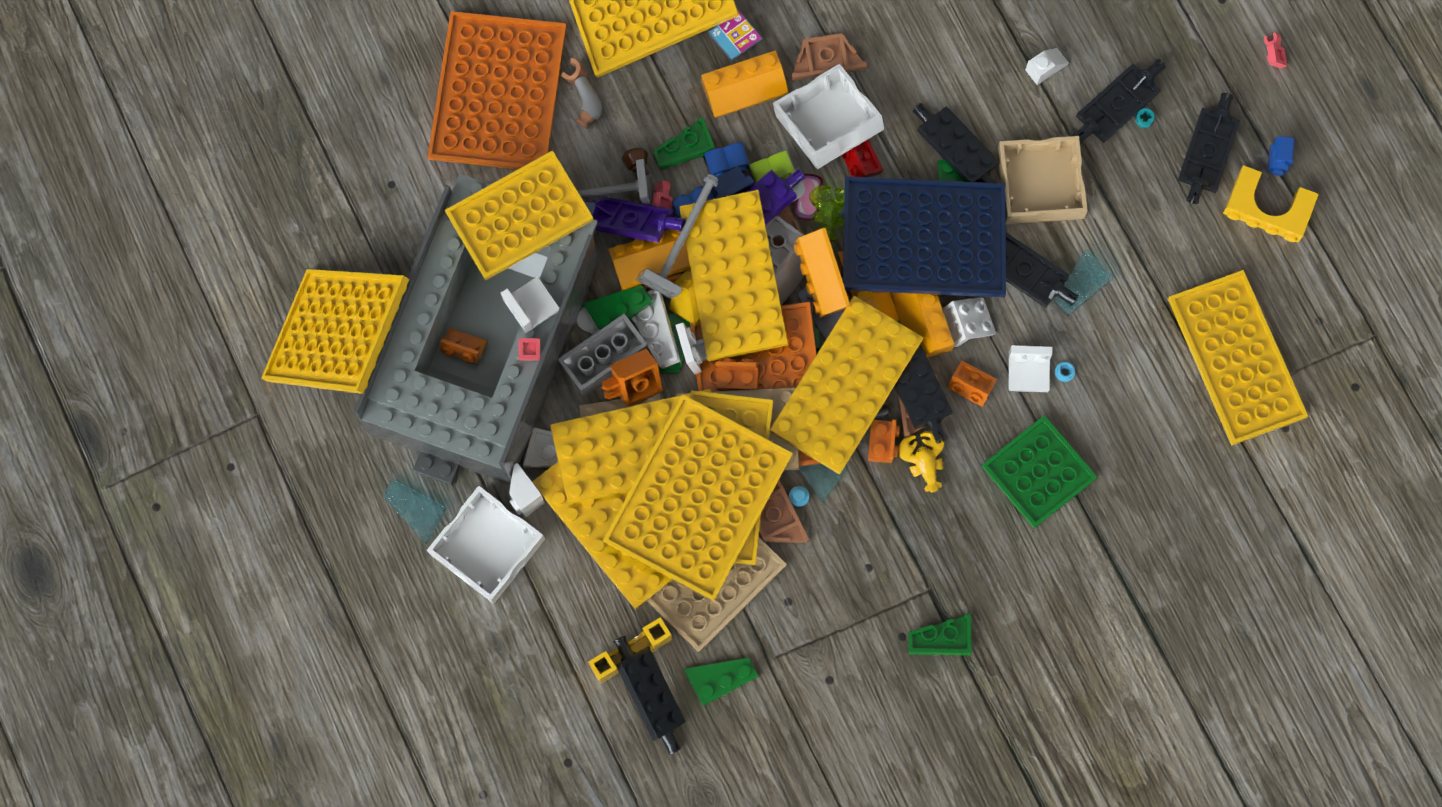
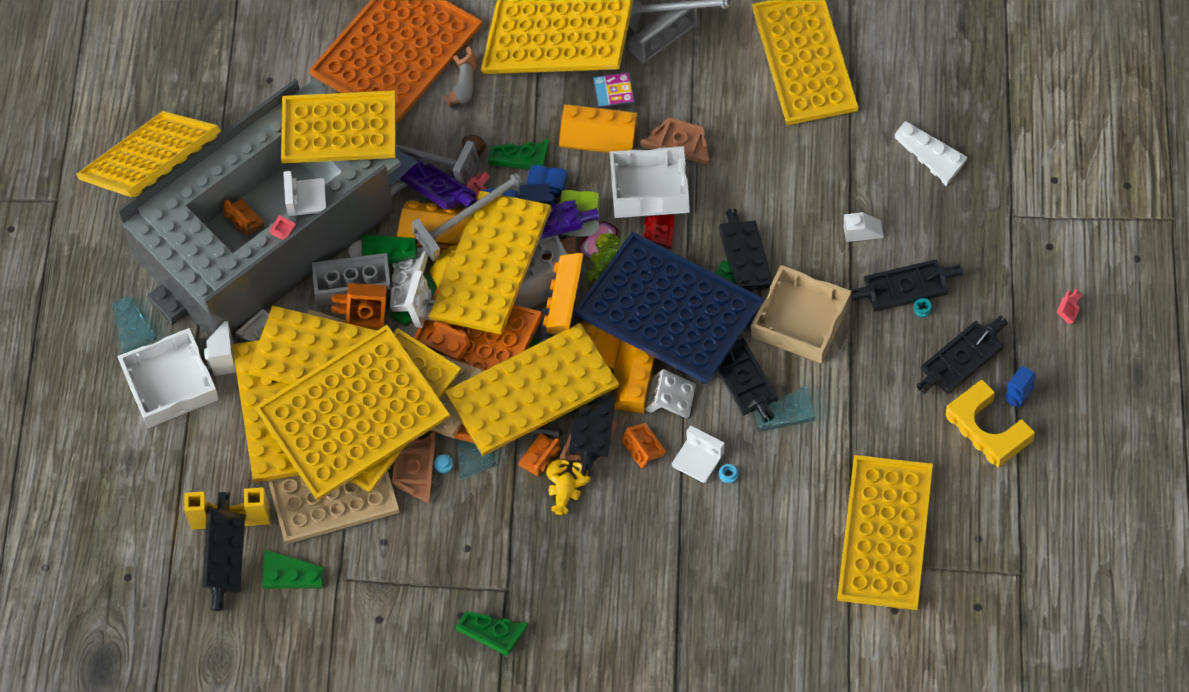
camera: 30 degrees right, 15 degrees down
(1039, 471) = (656, 540): green plate -> none

